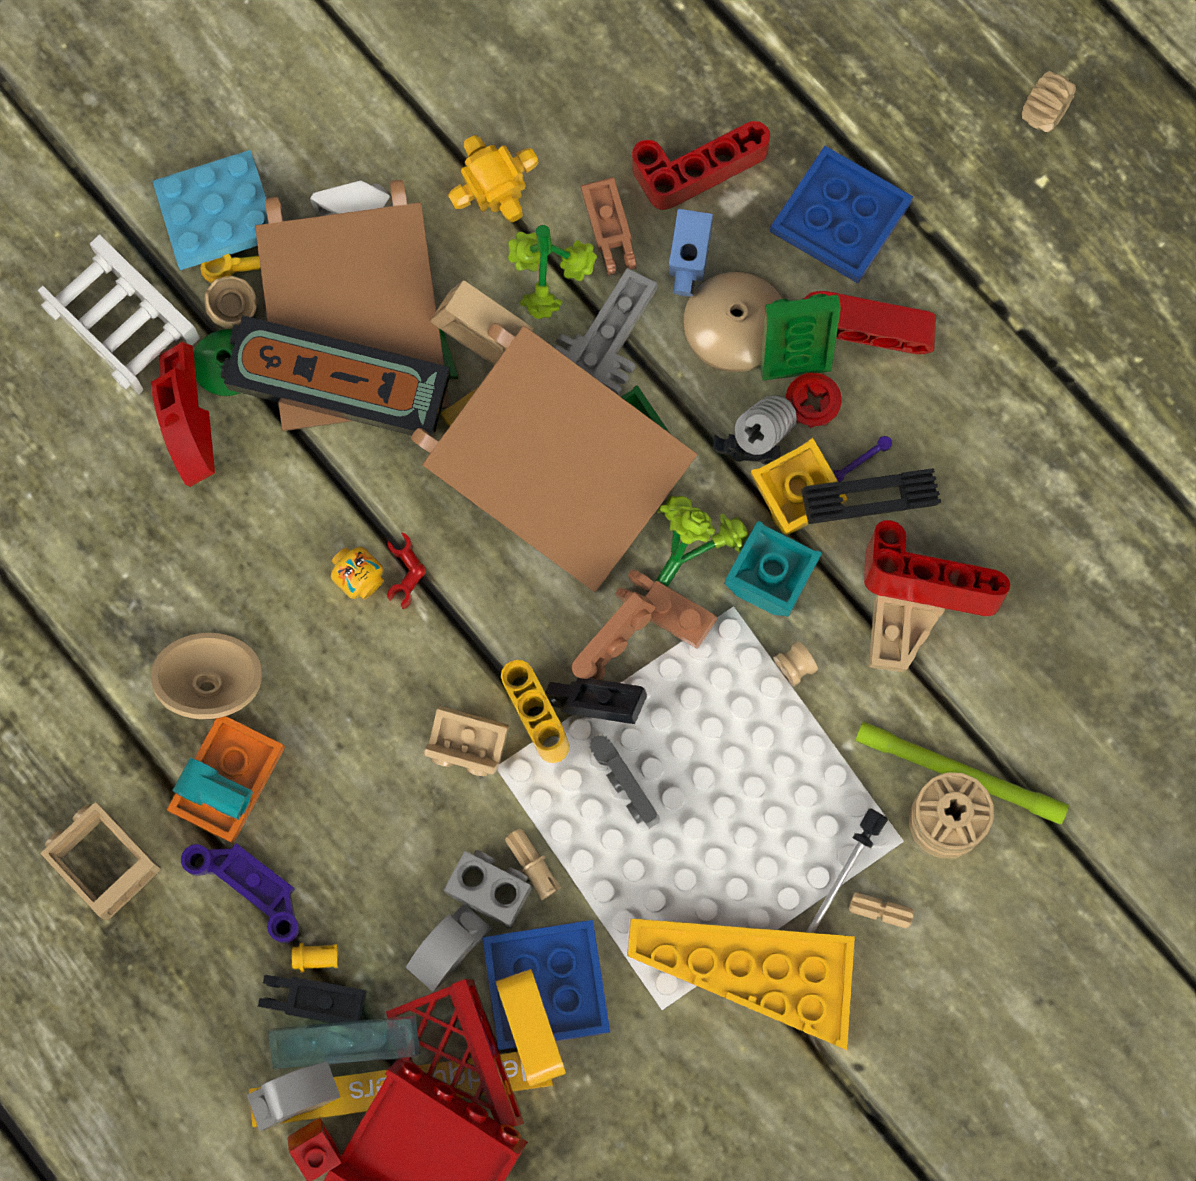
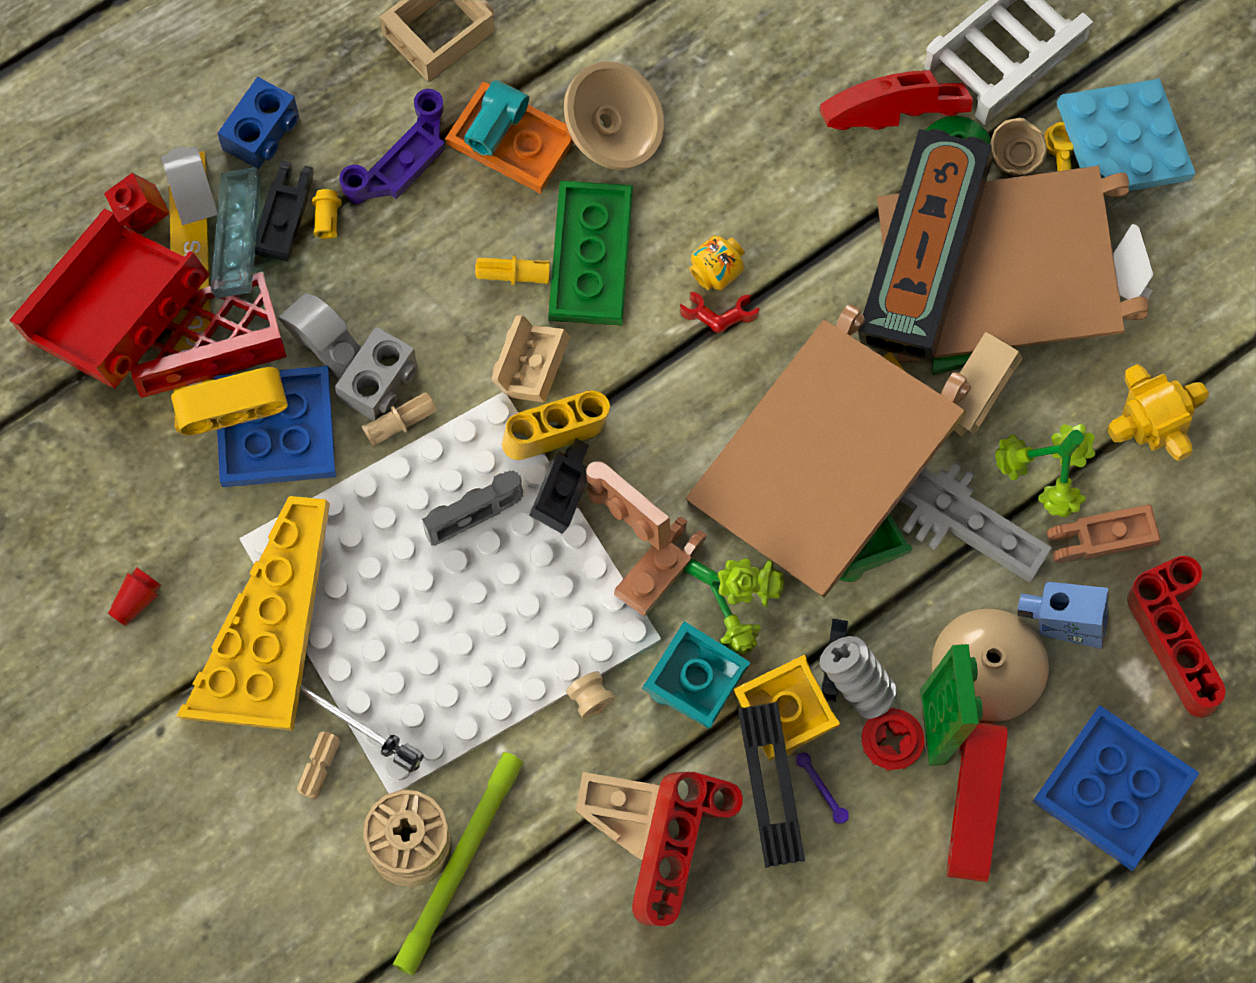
camera: 90 degrees right, 5 degrees down
(213, 1041) = (250, 120): none -> blue brick
(346, 695) = (590, 253): none -> green tile
(370, 766) = (512, 270): none -> yellow axle
(730, 1105) = (133, 596): none -> red cone

